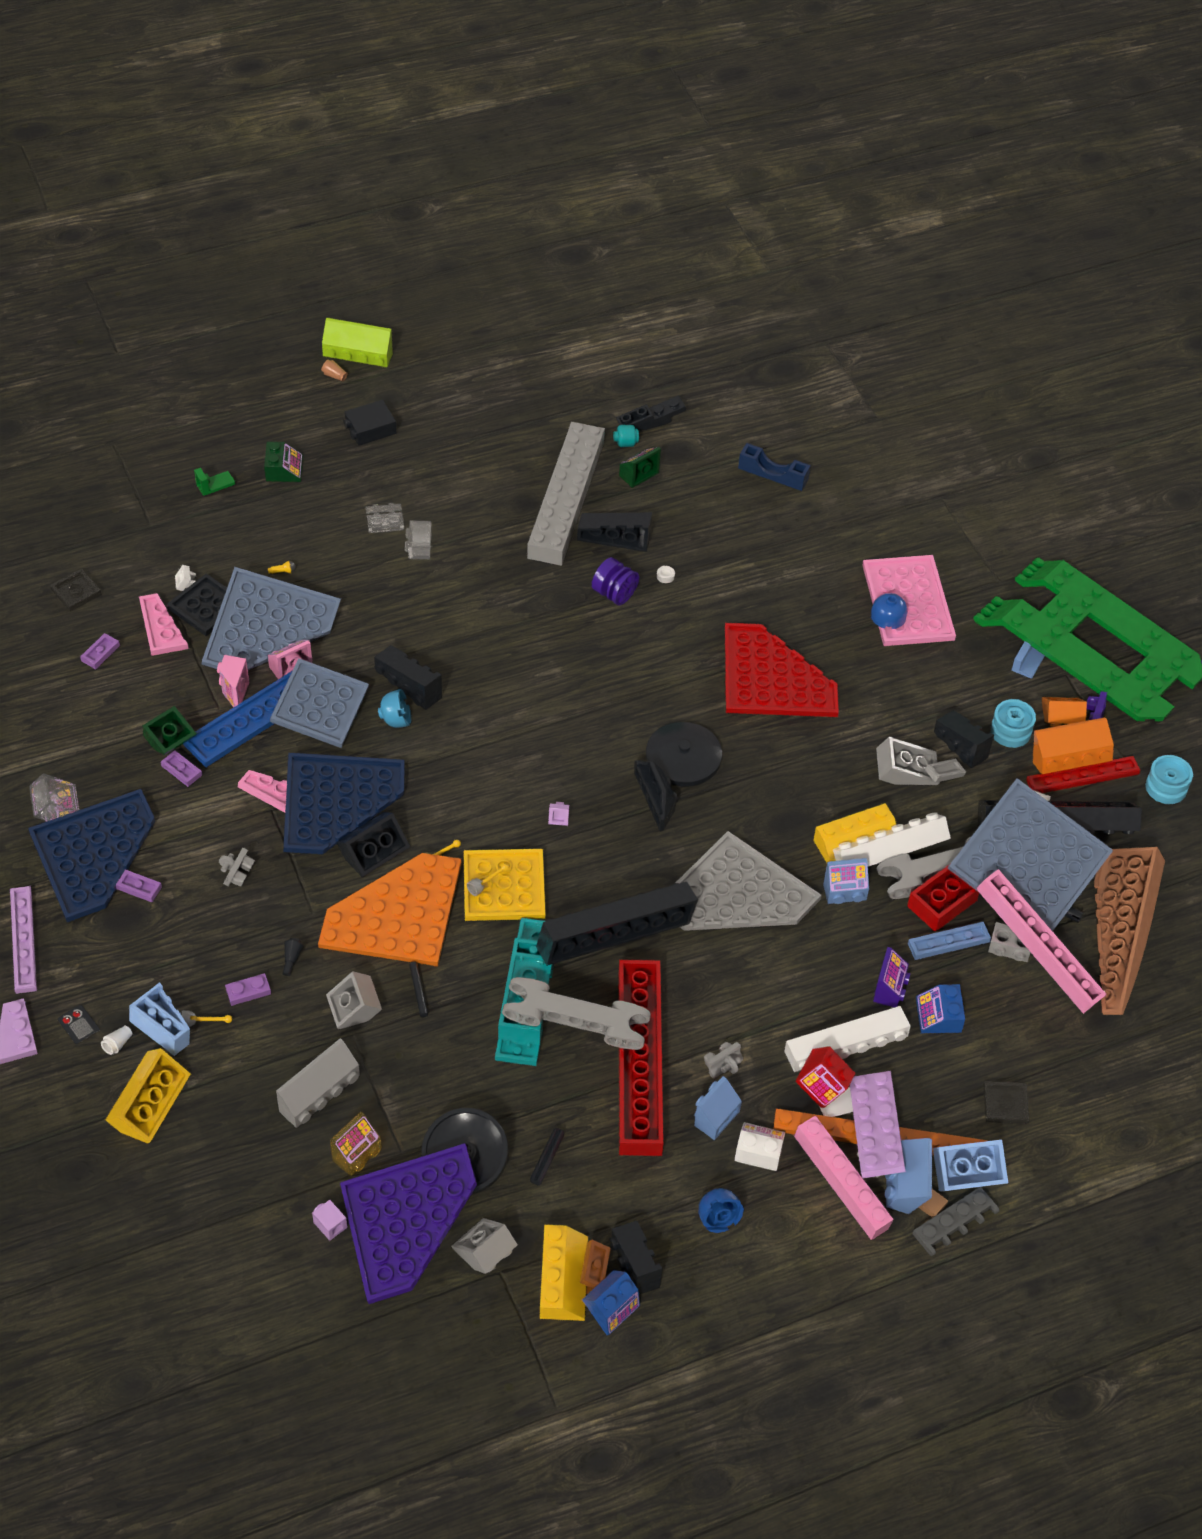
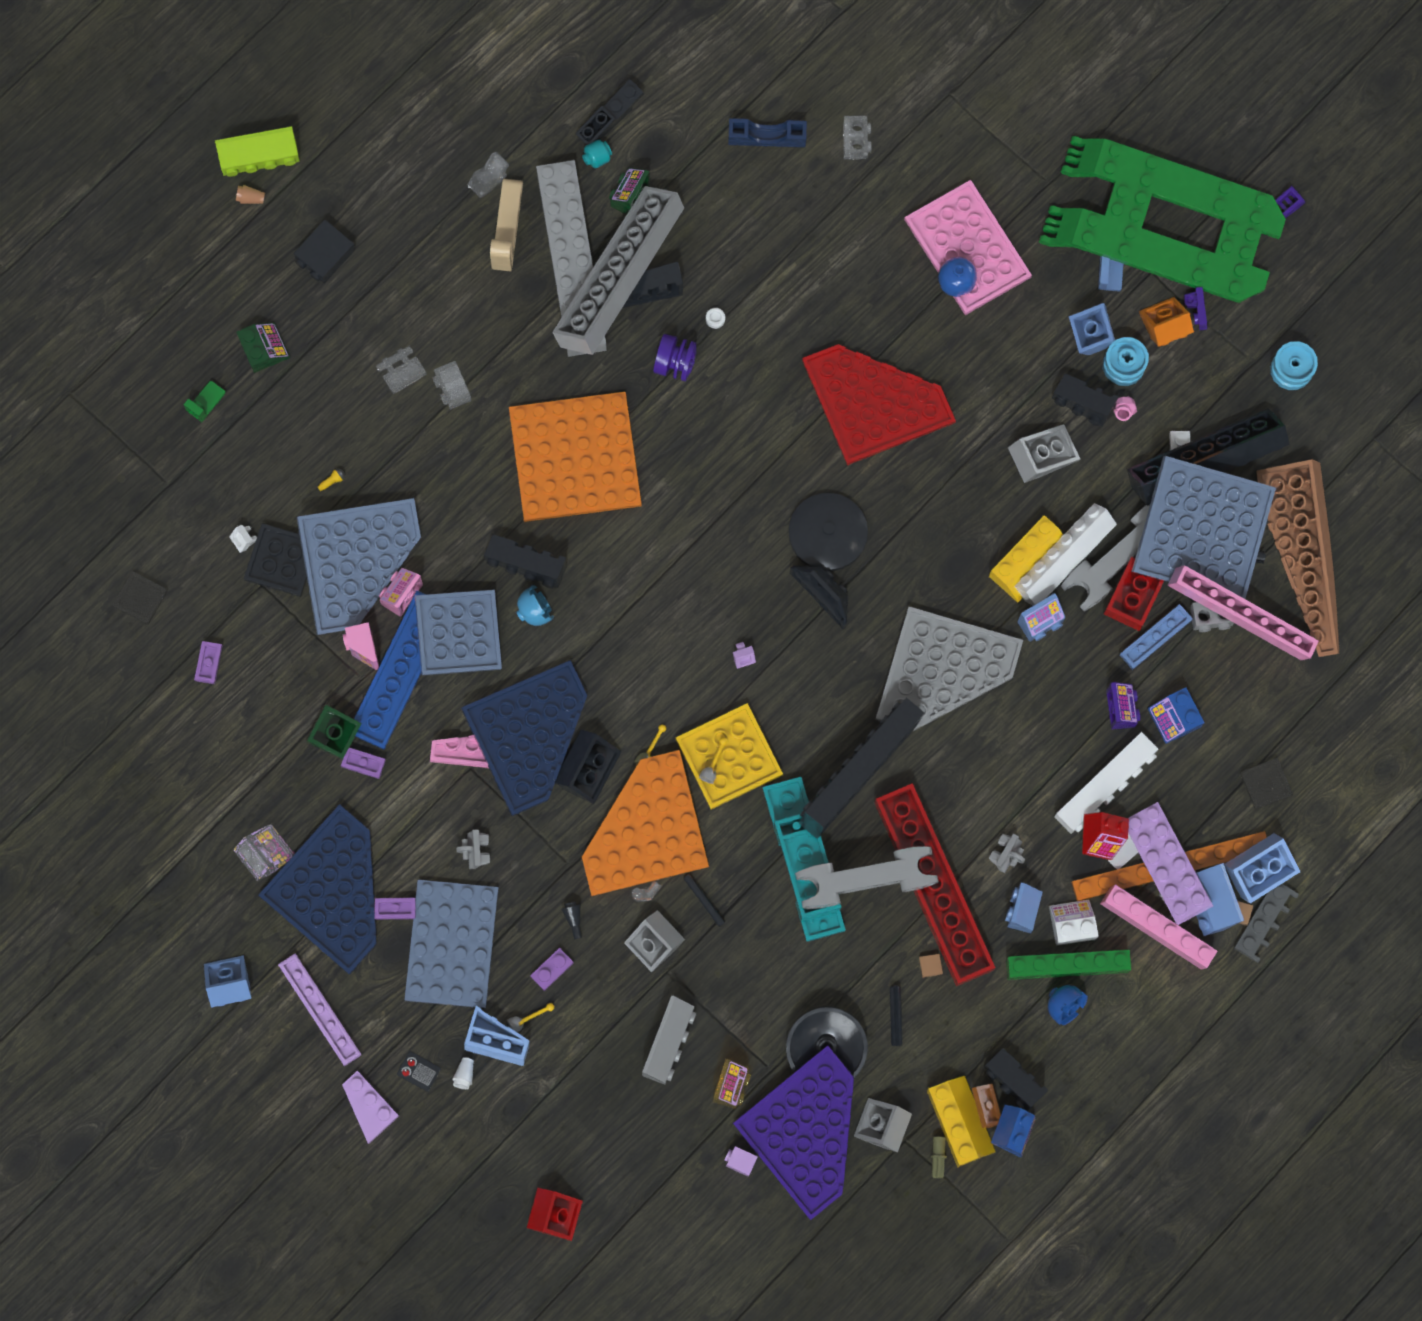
camera: 25 degrees left, 25 degrees up
(126, 1191) = (554, 1214): none -> red slope
(148, 1096) = (523, 1116): yellow slope -> none
(160, 627) = (254, 611): bright pink wing -> none
(171, 934) = (451, 944): none -> sand blue plate
(369, 964) = (646, 894): none -> clear arm
(493, 624) = (575, 456): none -> orange plate
(517, 461) = (503, 245): none -> tan beam
(524, 1298) = (938, 1157): none -> olive axle
(530, 421) = (490, 176): none -> clear brick
(598, 501) = (618, 270): none -> light grey brick
(603, 1127) = (930, 965): none -> medium nougat tile
(738, 1177) = (1068, 964): none -> green brick
(847, 496) = (853, 137): none -> clear brick
(945, 770) = (1081, 444): light grey tile -> none
(991, 687) = (1092, 330): none -> medium blue slope
(997, 756) = (1125, 408): none -> bright pink rock
(1072, 746) = (1193, 368): orange slope -> none
(1084, 775) = (1210, 390): red tile -> none

